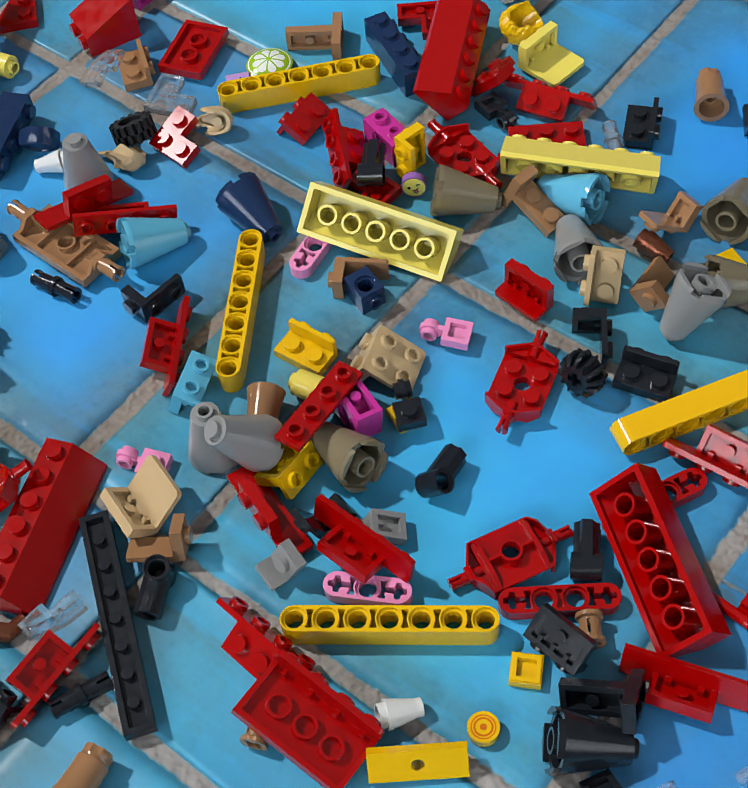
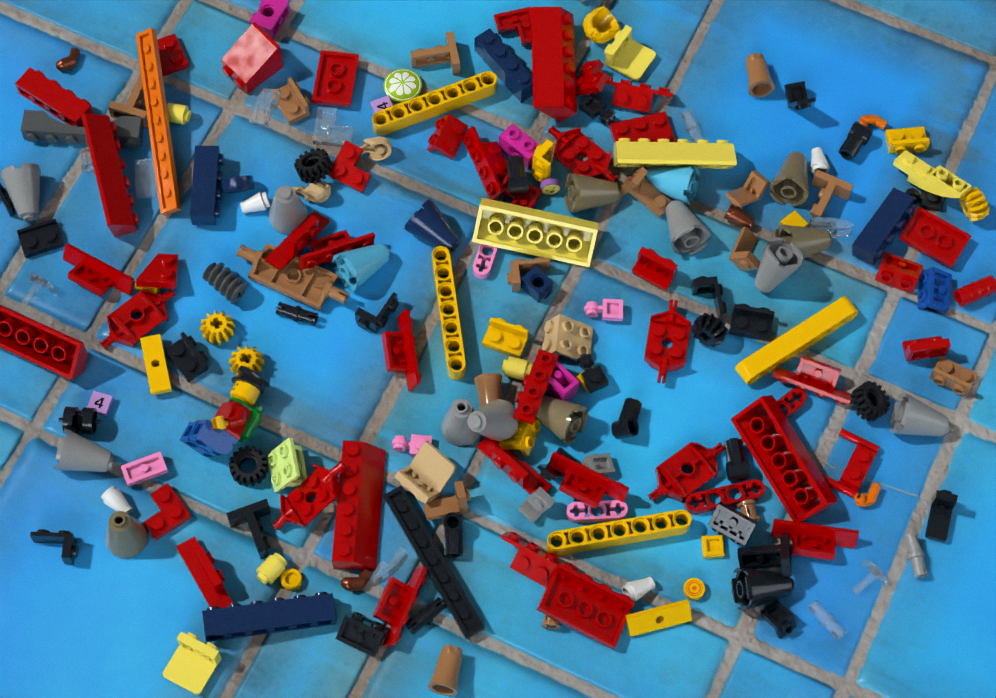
camera: 20 degrees left, 10 degrees up
(192, 381) = (432, 378): medium azure bracket -> none
(603, 276) = (710, 249): tan bracket -> none
(641, 125) = (711, 109): black bracket -> none

